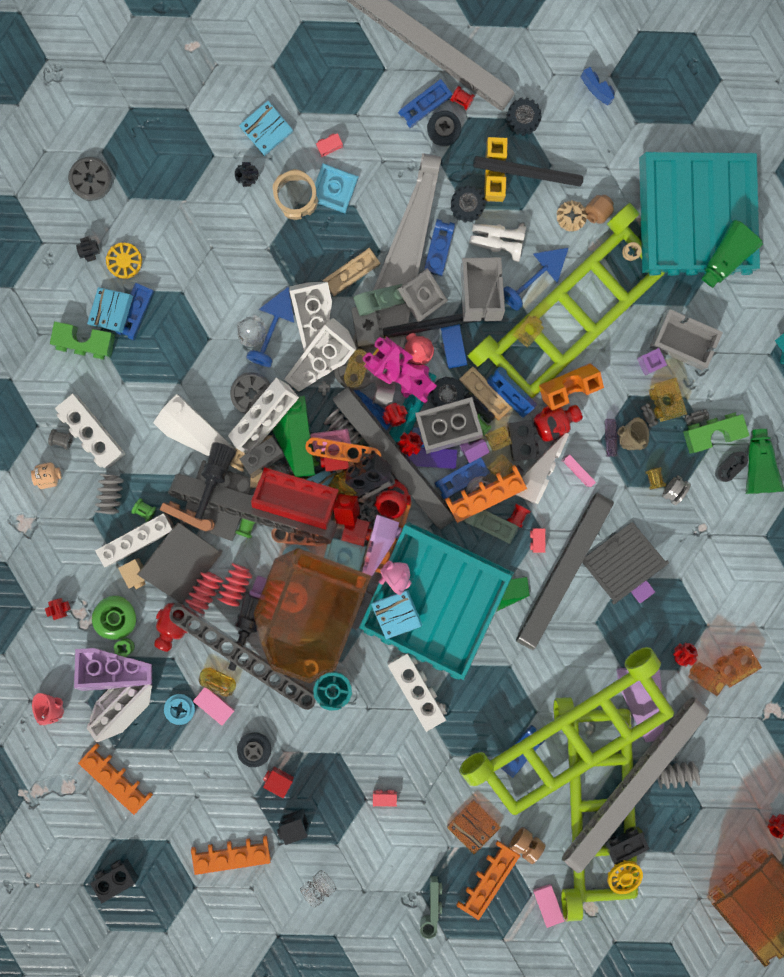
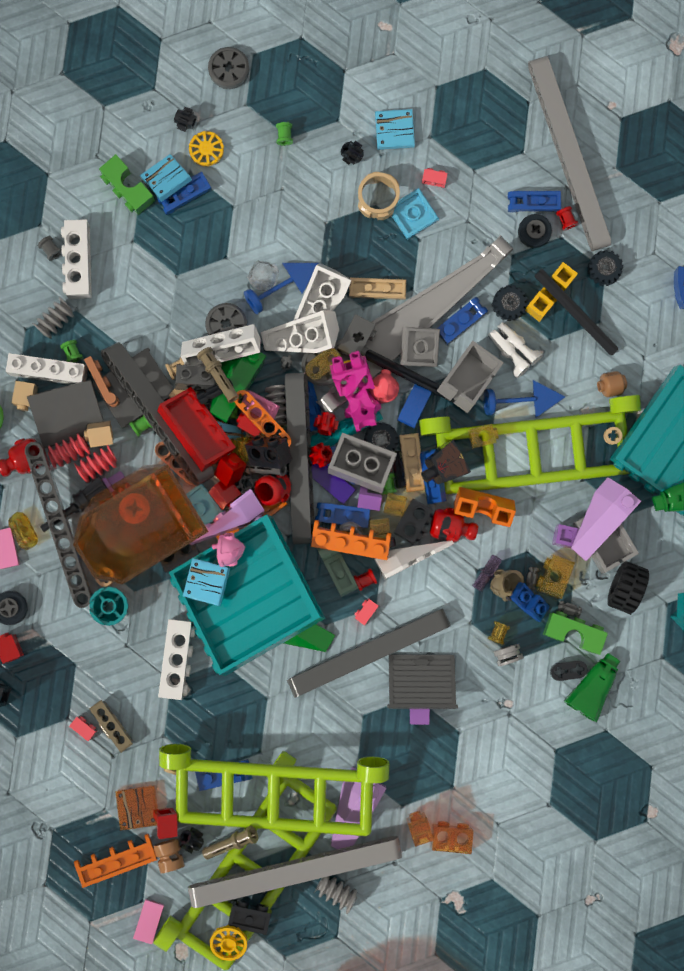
camera: 35 degrees right, 5 degrees down
(46, 475) = (16, 267): light nougat head -> none
(178, 200) = (284, 134): none -> bright green bush
(187, 426) = (156, 313): white wedge -> none
(214, 472) = (149, 362): black piece -> none
(218, 559) = (99, 434): none -> tan brick
(271, 439) = (213, 367): none -> dark tan pin
(286, 456) = (210, 393): none -> black axle
(378, 299) = (381, 323): sand green plate -> none
(407, 786) = (105, 726): none -> dark tan piece
(435, 909) = (54, 851): sand green plate -> none
(506, 822) = (166, 823): none -> red panel
(516, 376) = (445, 464): none -> torso
(535, 820) = (191, 840): none -> black gear
(566, 222) = (577, 373): tan gear -> none
(572, 795) = (237, 840): none -> dark tan pin
(578, 471) = (440, 579): bright pink tile -> none
(662, 435) = (529, 602): none -> blue slope
(674, 318) = (606, 512): none -> lavender wedge
(685, 654) = (416, 796): red gear -> none
(733, 366) = (628, 587): none -> black tyre

